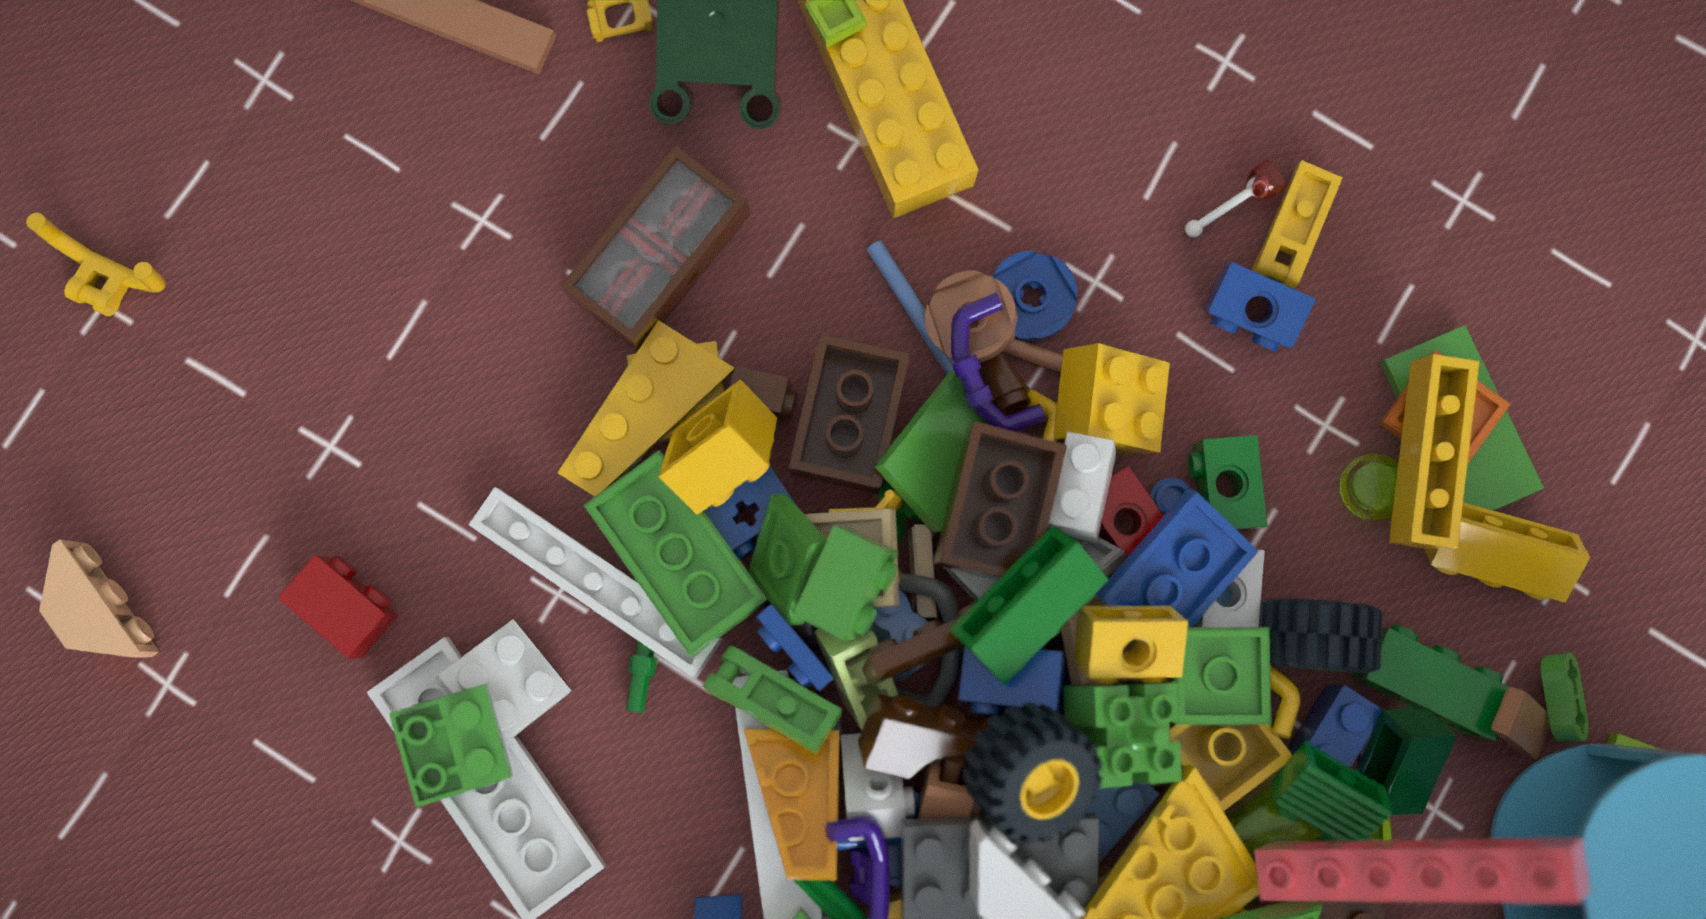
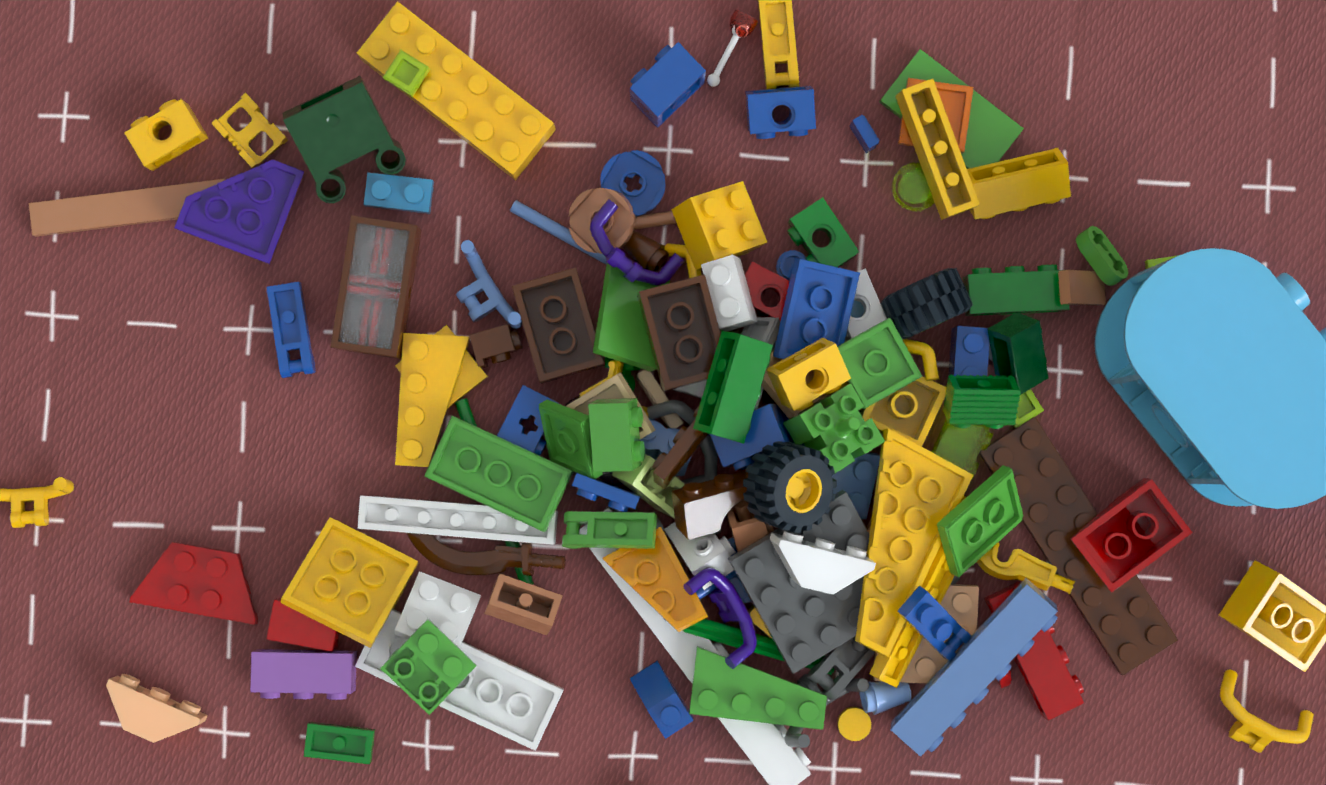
camera: 30 degrees left, 5 degrees up
(242, 485) = (198, 583): none -> red wing
(293, 777) = (339, 742): none -> green plate
(299, 665) = (303, 673): none -> medium lavender brick
(418, 585) = (349, 582): none -> yellow plate
(528, 244) = (290, 328): none -> blue plate
(554, 76) = (244, 210): none -> dark purple plate
(600, 653) = (485, 561): none -> reddish brown sword
(615, 732) = (523, 604): none -> nougat brick
(719, 448) = (489, 393): yellow brick -> none
(747, 157) = (398, 193): none -> dark azure plate
(790, 318) = (484, 283): none -> medium blue piece
(1139, 198) = (666, 83): none -> blue brick
(1345, 388) = (864, 133): none -> blue tile
(1425, 870) = (1048, 416): coral brick -> none

